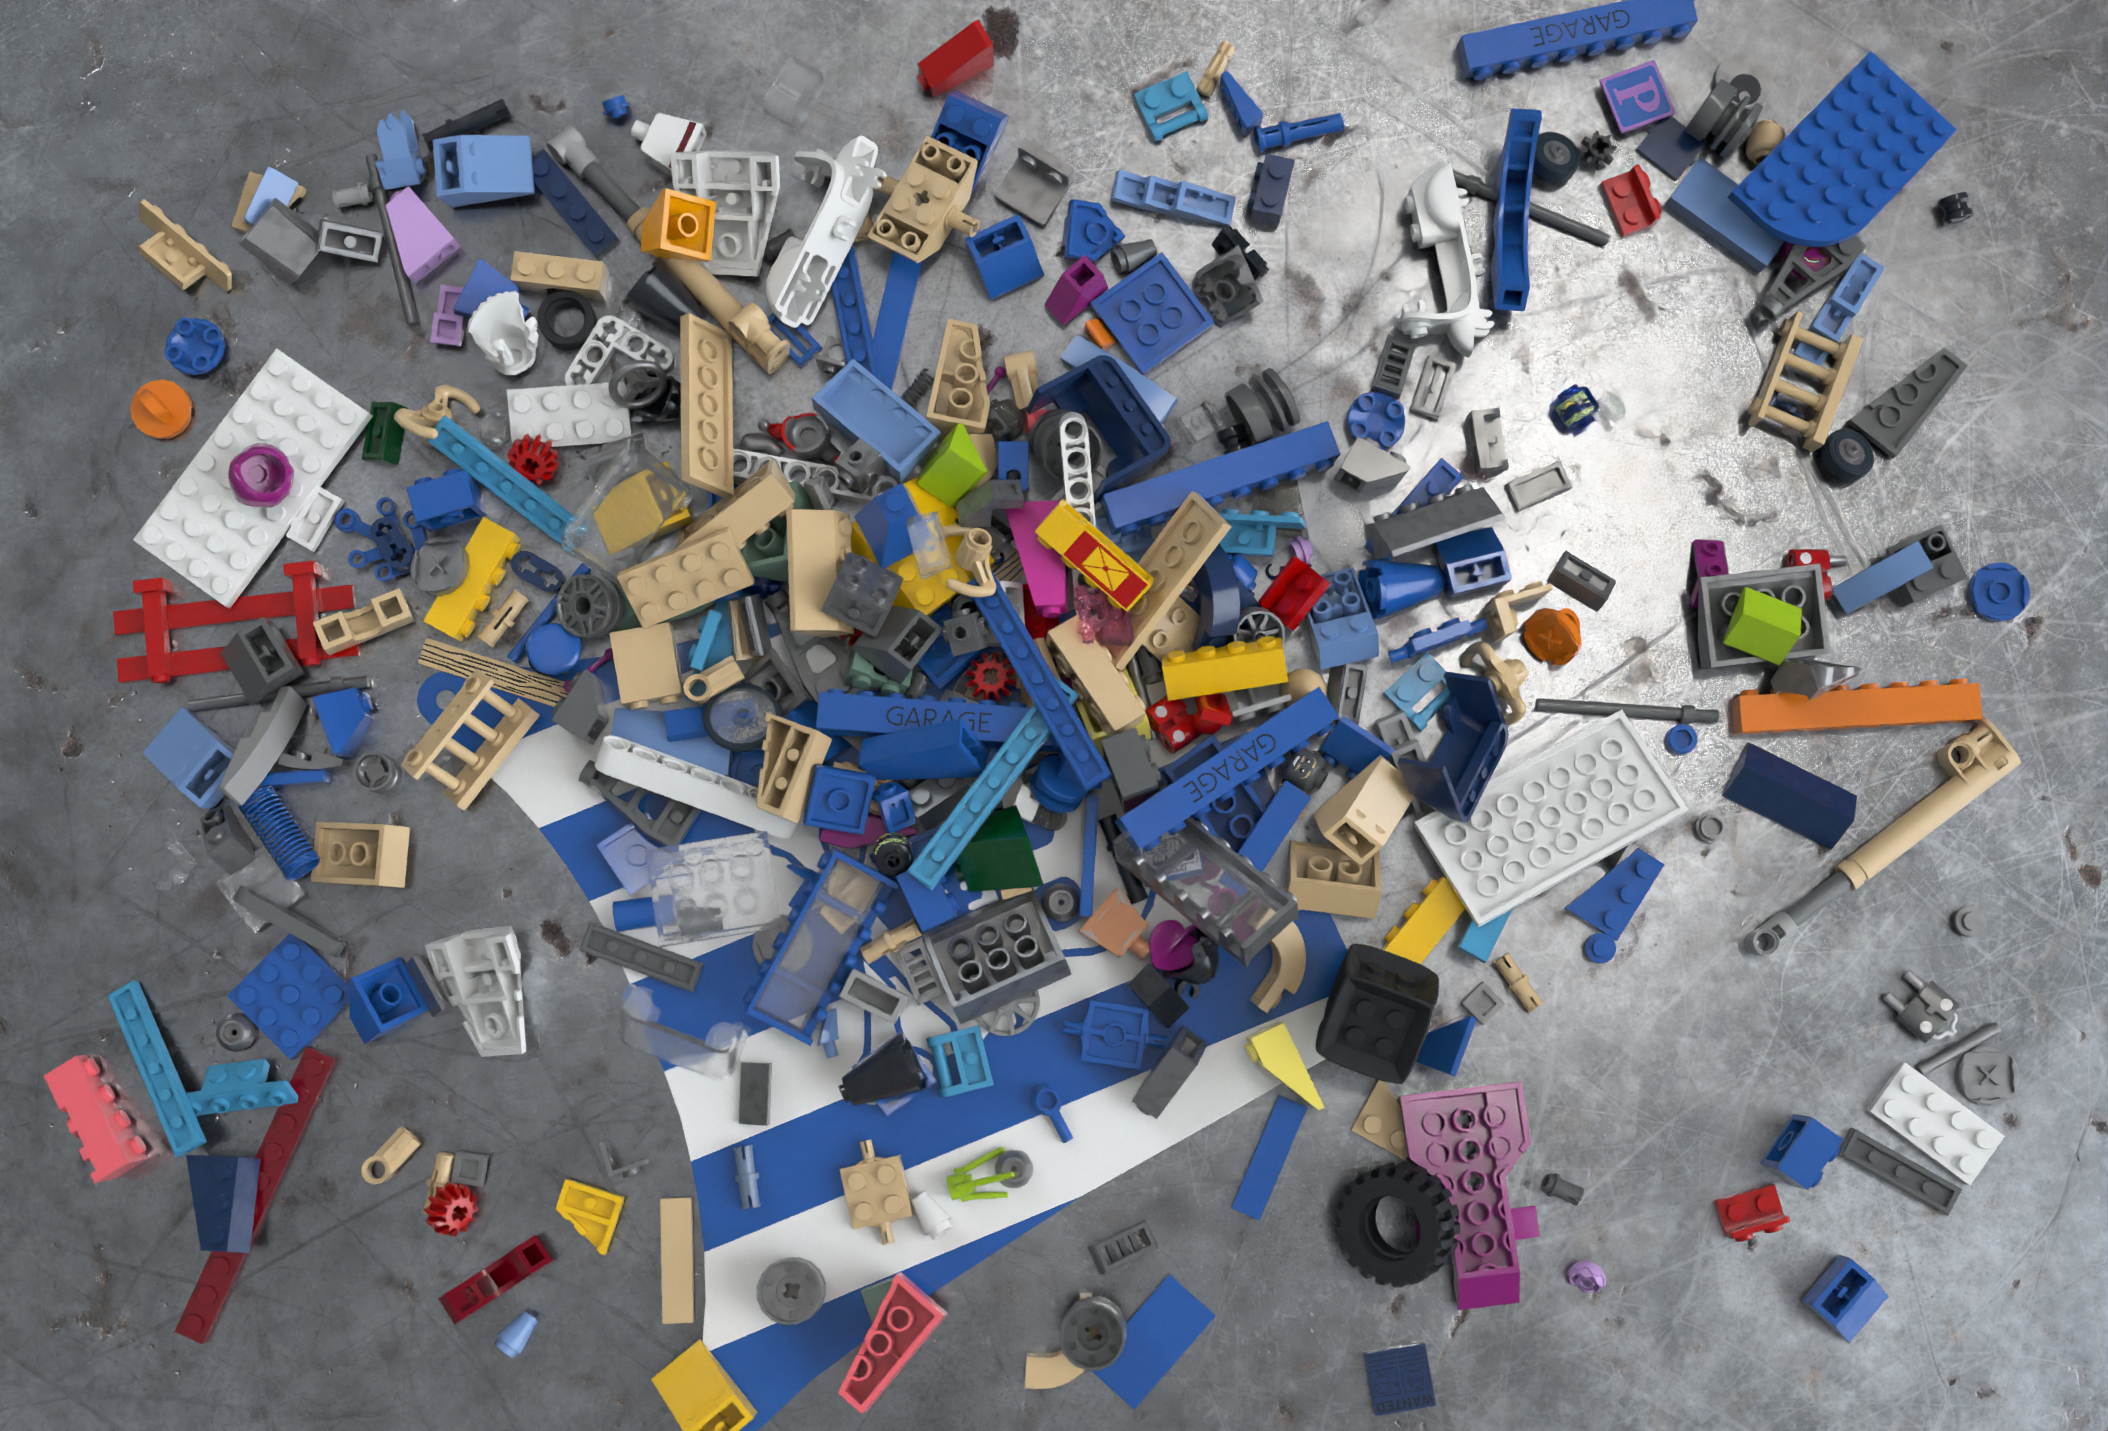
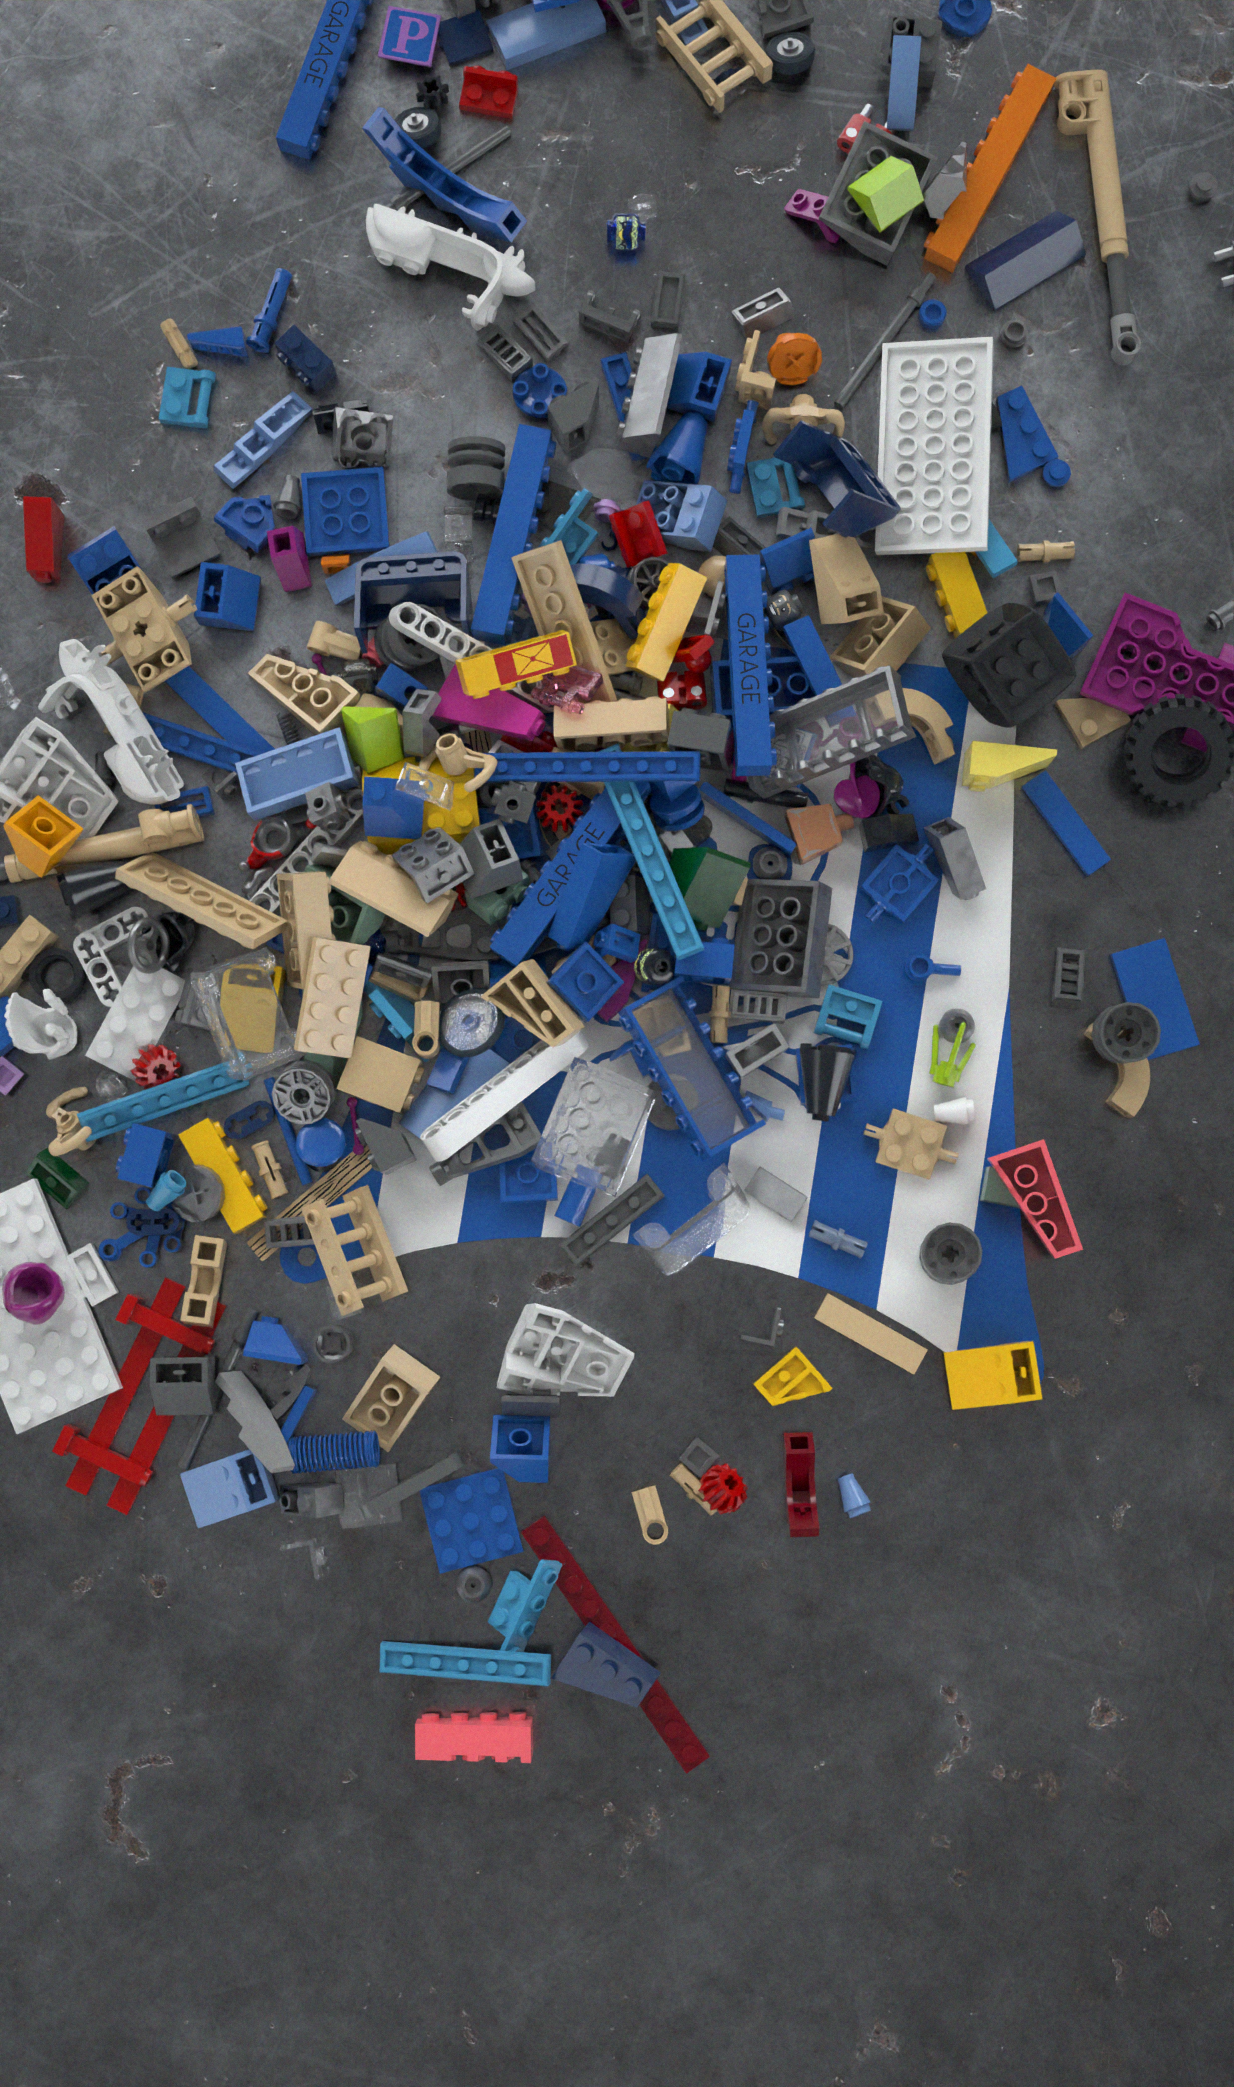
camera: 55 degrees left, 0 degrees up
(426, 538) = (166, 1190): none -> dark azure cone
(445, 672) = (270, 1232): none -> flat silver slope

